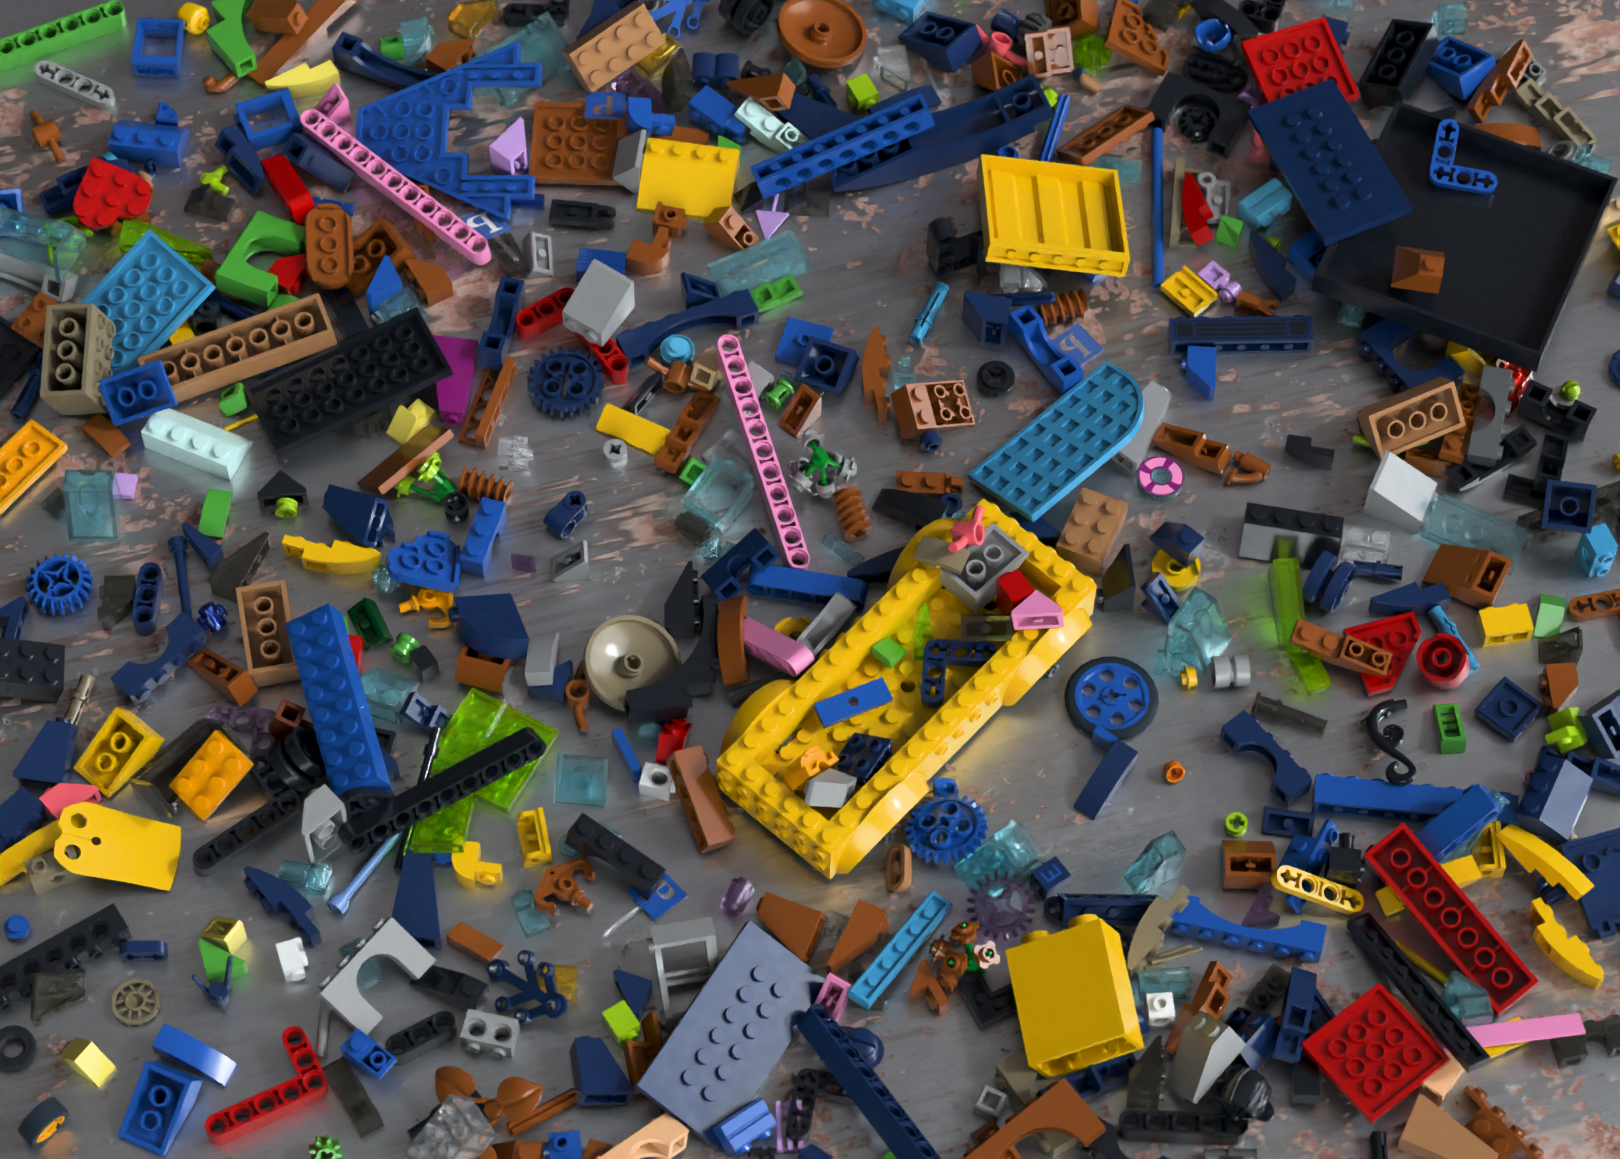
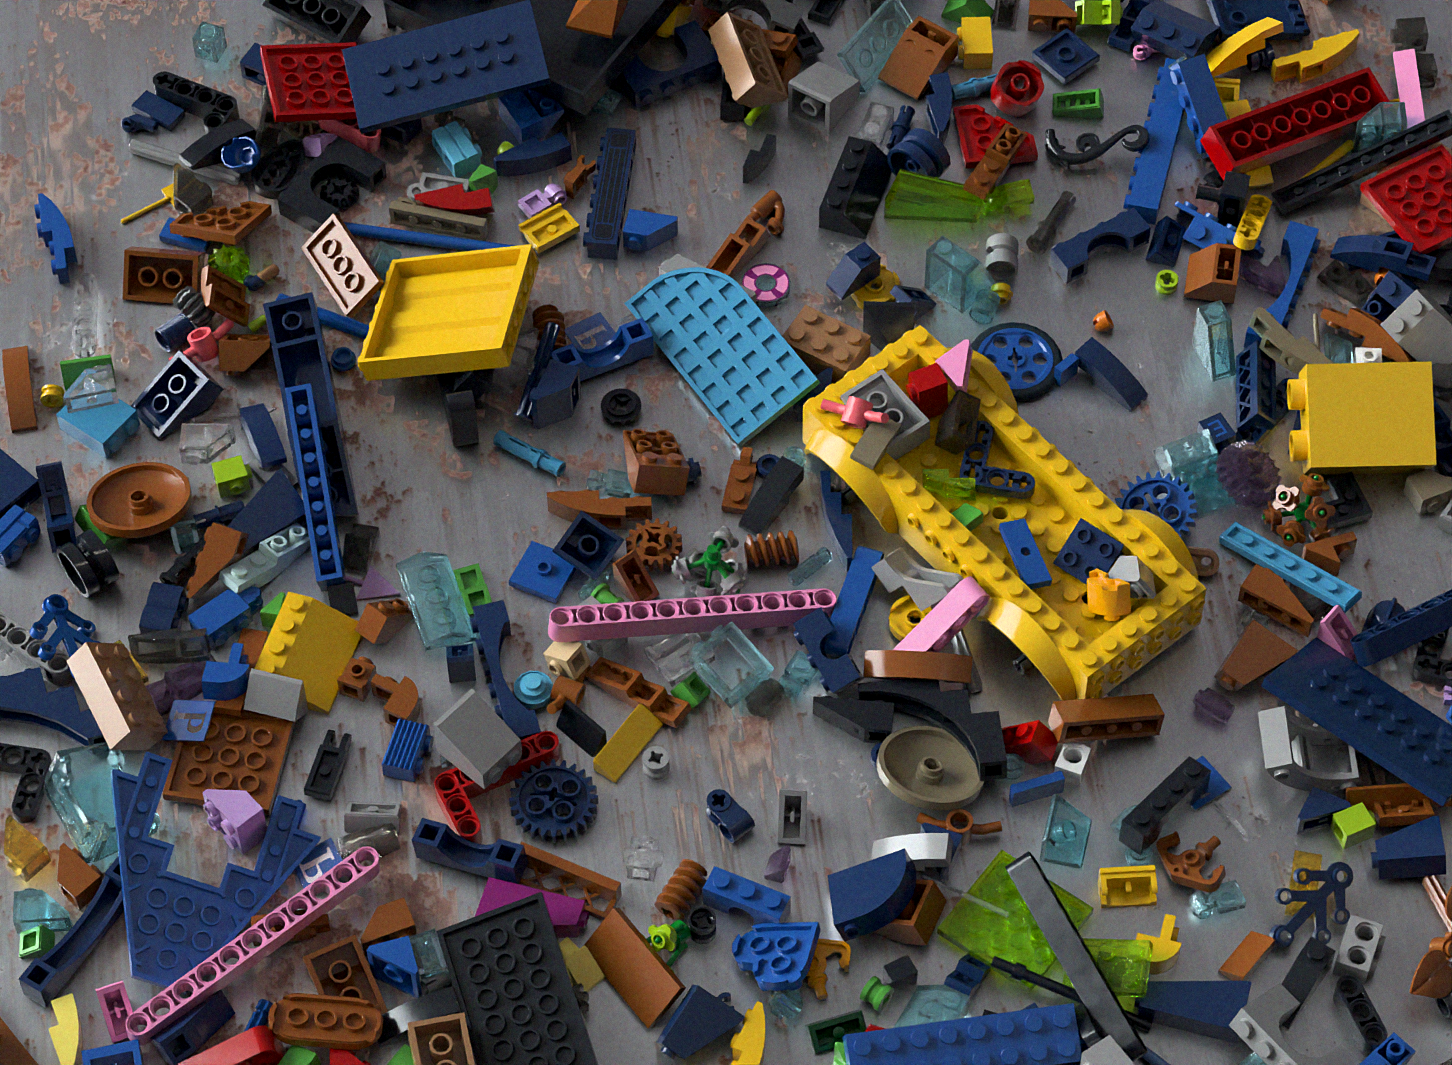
camera: 80 degrees left, 5 degrees down
(843, 423) = (654, 543): none -> dark orange gear

